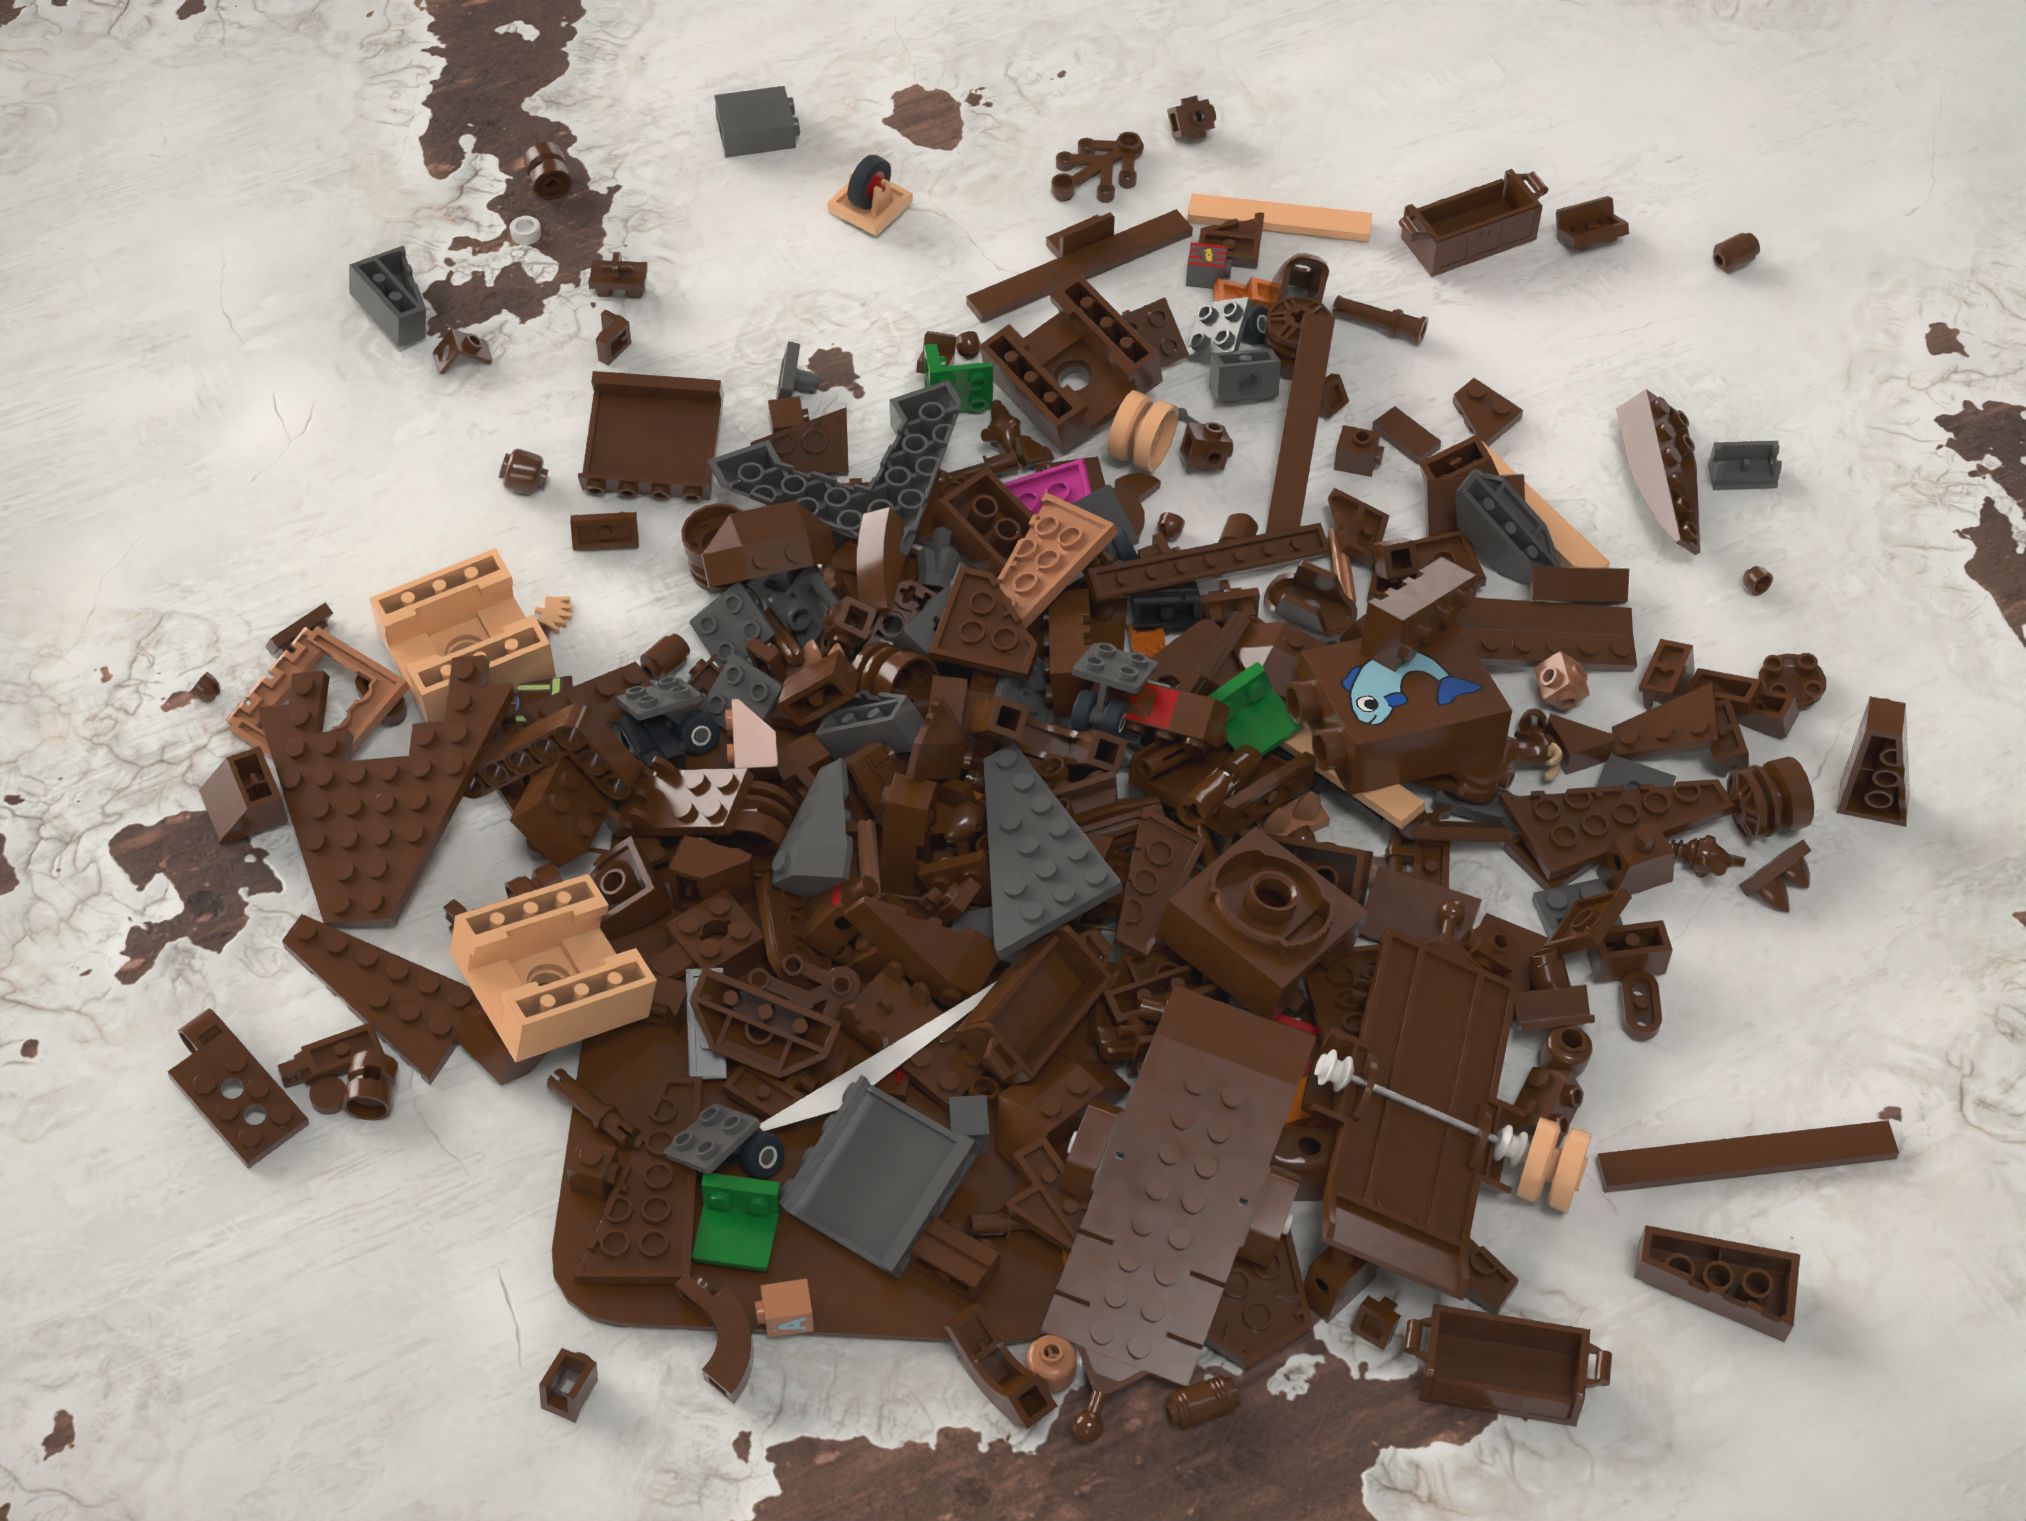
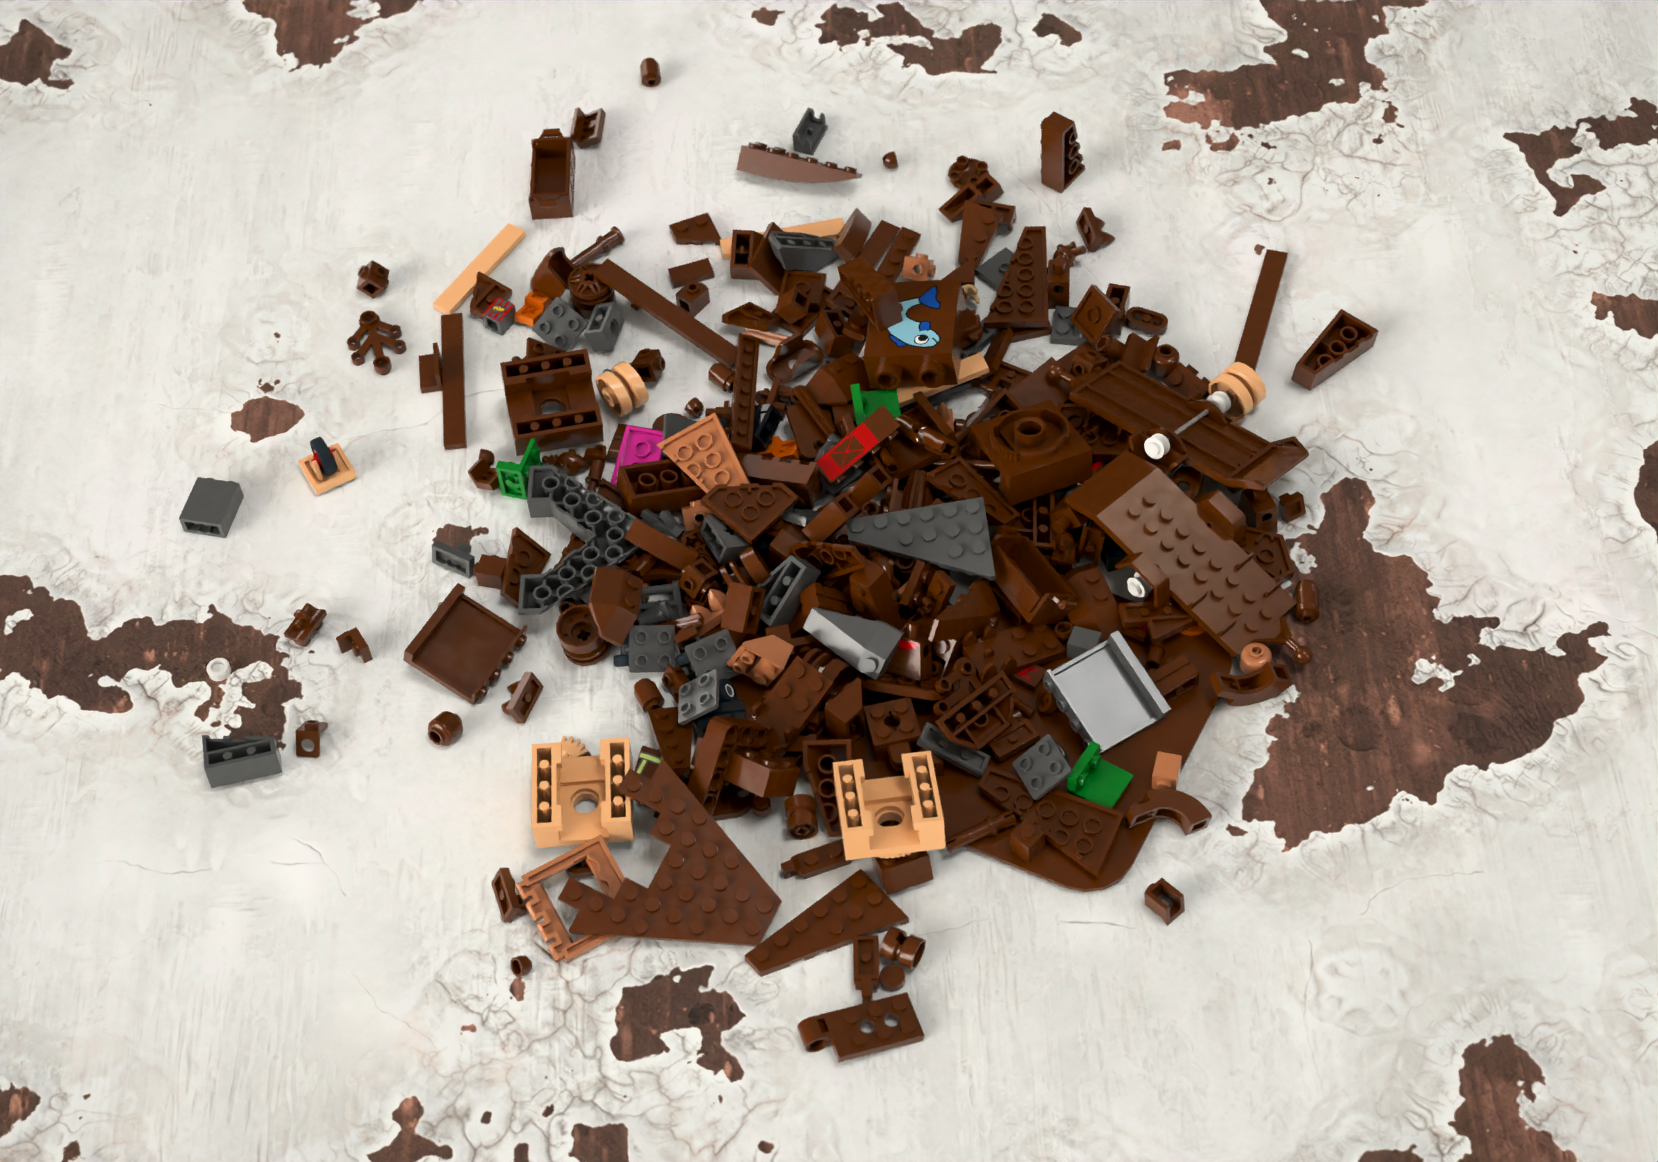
camera: 60 degrees left, 0 degrees up
(242, 797) = (634, 962): reddish brown slope -> none
(547, 170) = (181, 636): reddish brown wheel -> none
(829, 1097) = (1032, 689): white sticker -> none
(1112, 670) = (828, 449): dark grey plate -> none
(1138, 485) = (651, 412): reddish brown tile -> none
(1505, 1364) = (1346, 457): reddish brown container -> none
(1667, 673) = (939, 221): reddish brown hinge -> none
(1771, 798) = (1050, 207): reddish brown wheel -> none

